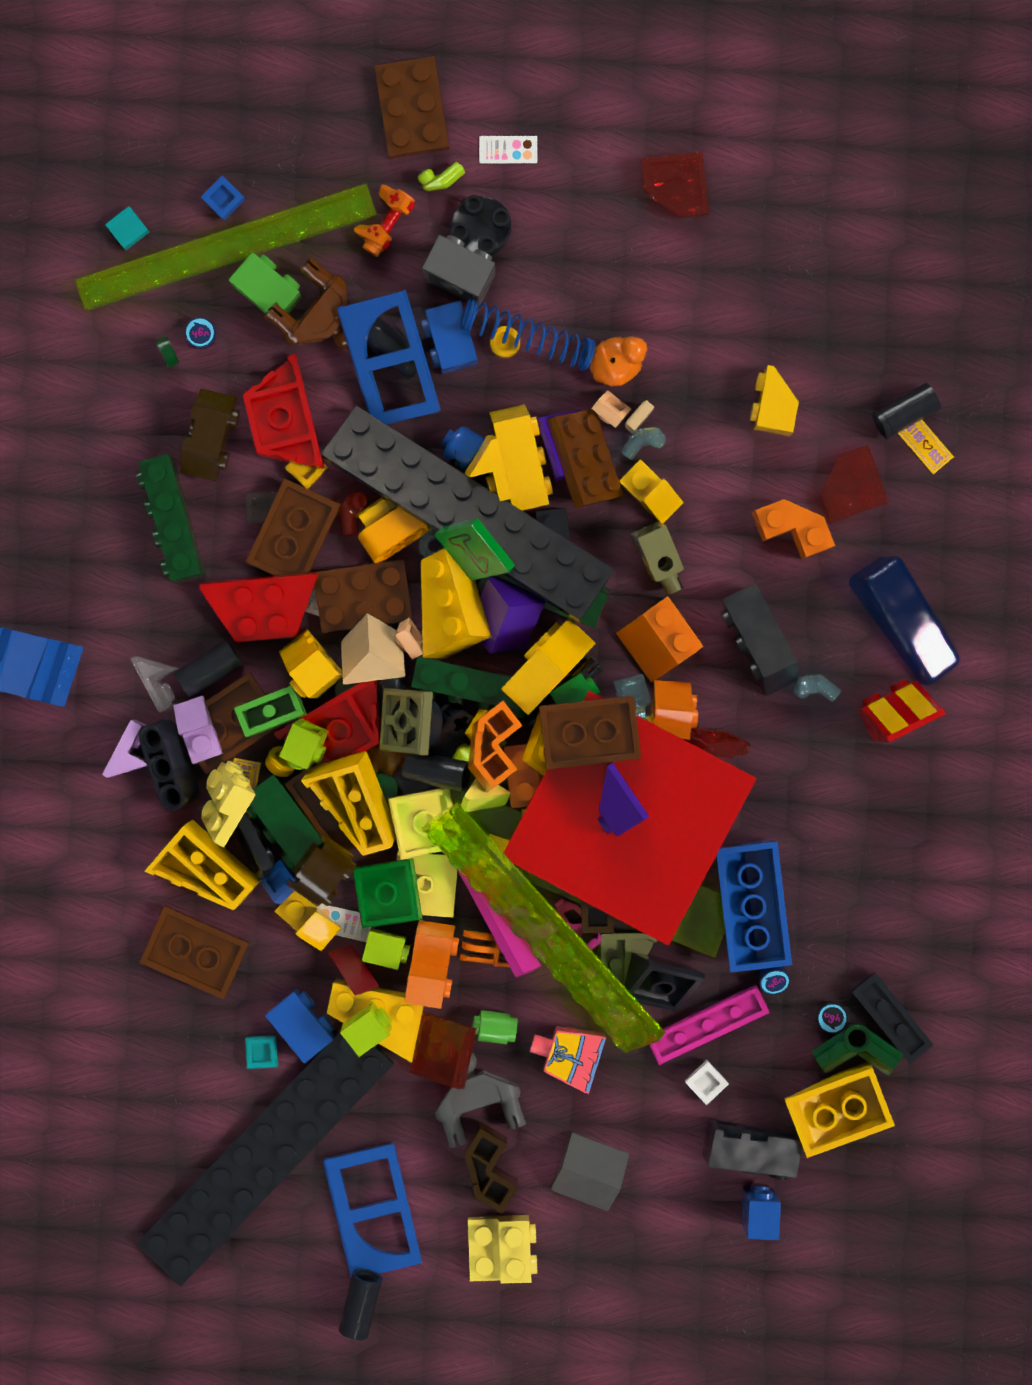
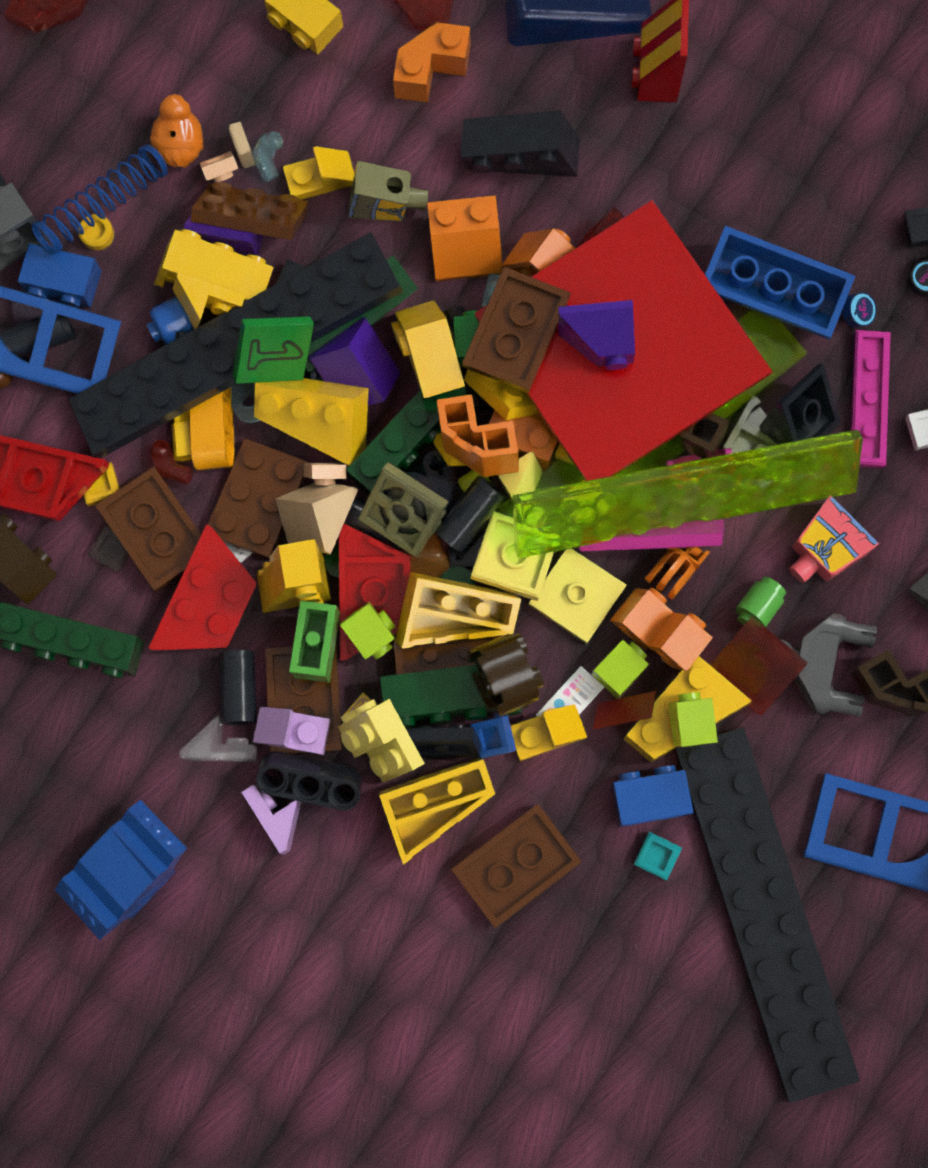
camera: 55 degrees left, 10 degrees down
(277, 764) = (372, 669): yellow tile -> none
(387, 893) = (566, 635): green tile -> none
(814, 684) = (593, 120): clear light blue arm -> none

